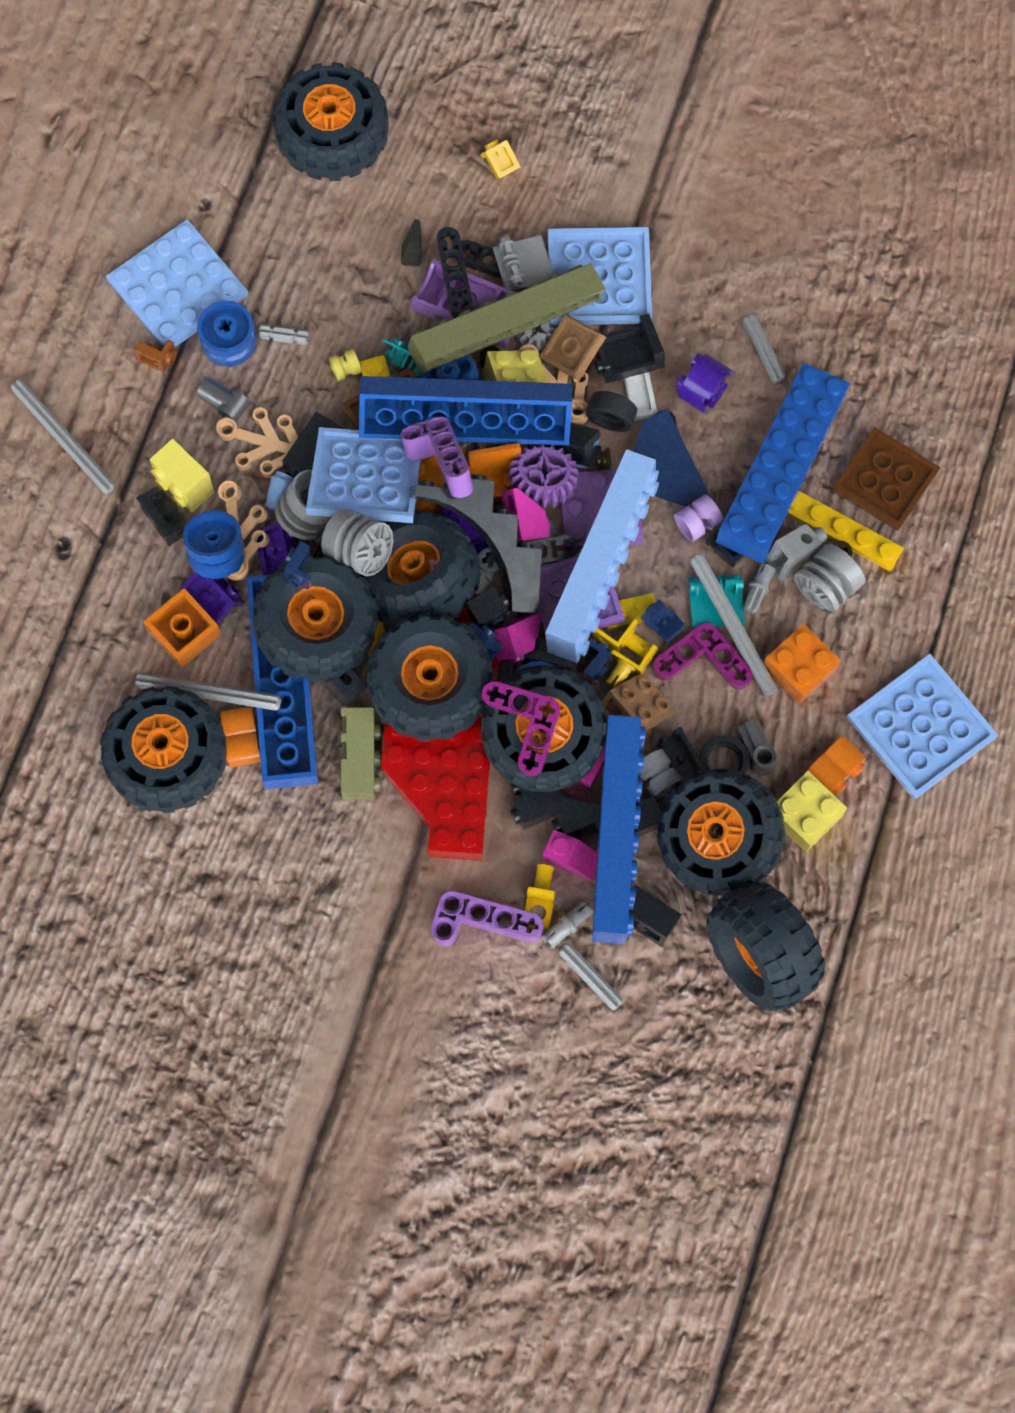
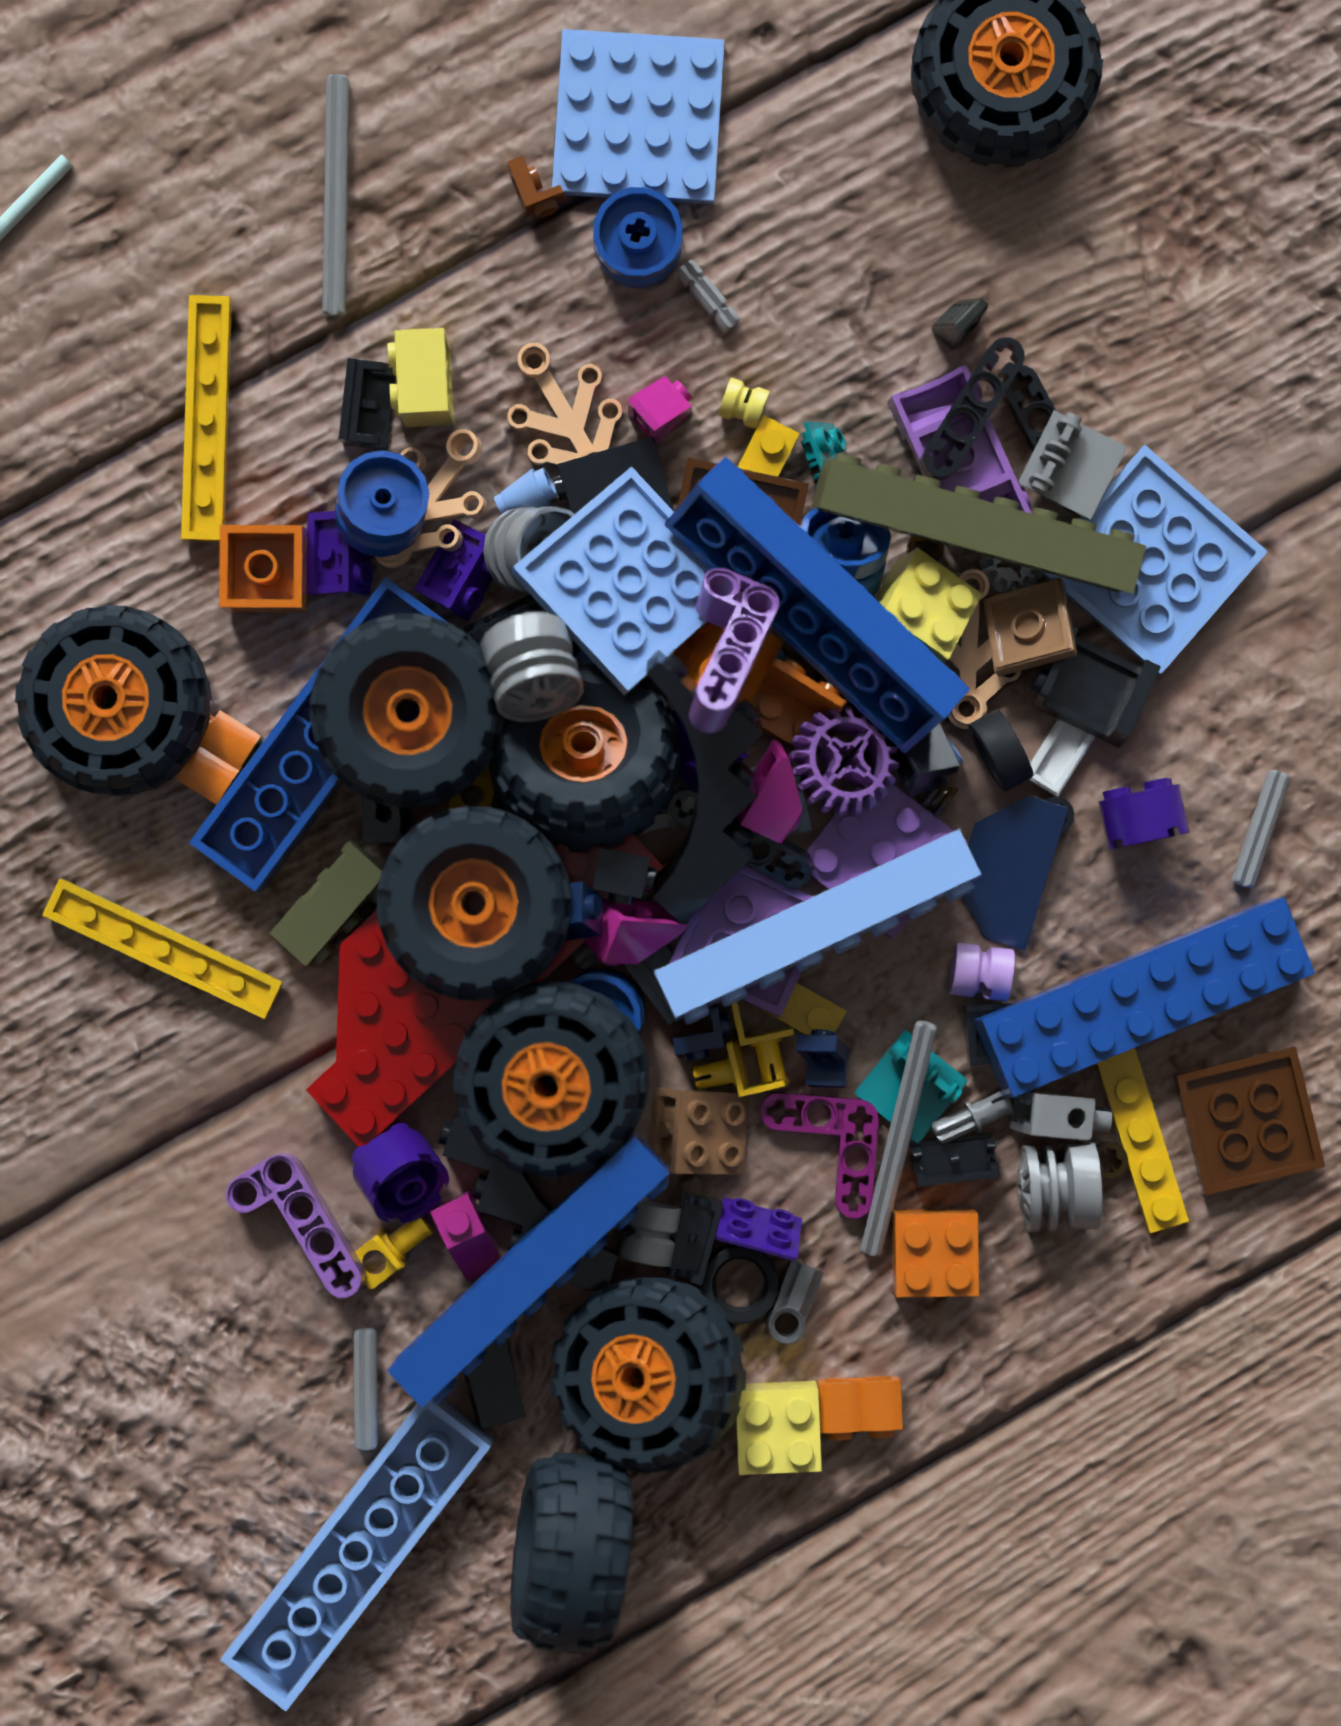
camera: 40 degrees right, 15 degrees up
(90, 587) = (206, 417): none -> yellow plate
(212, 691) = (224, 676): light grey axle -> none
(227, 402) = (563, 328): flat silver piece -> none
(293, 852) = (163, 948): none -> yellow plate
(296, 560) = (430, 634): dark blue bracket -> none
(307, 398) = (660, 408): none -> dark pink slope
(500, 158) = (1173, 297): yellow bracket -> none
(511, 849) = (399, 1174): none -> dark purple brick
(532, 712) = (538, 1064): magenta beam -> none
(567, 924) = (391, 1307): light grey pin -> none
(660, 1054) = (356, 1551): none -> light blue brick
(717, 718) = (759, 1228): none -> dark purple hinge
(769, 615) = (956, 1161): none -> black hinge
(922, 726) = (1004, 1447): light blue plate -> none

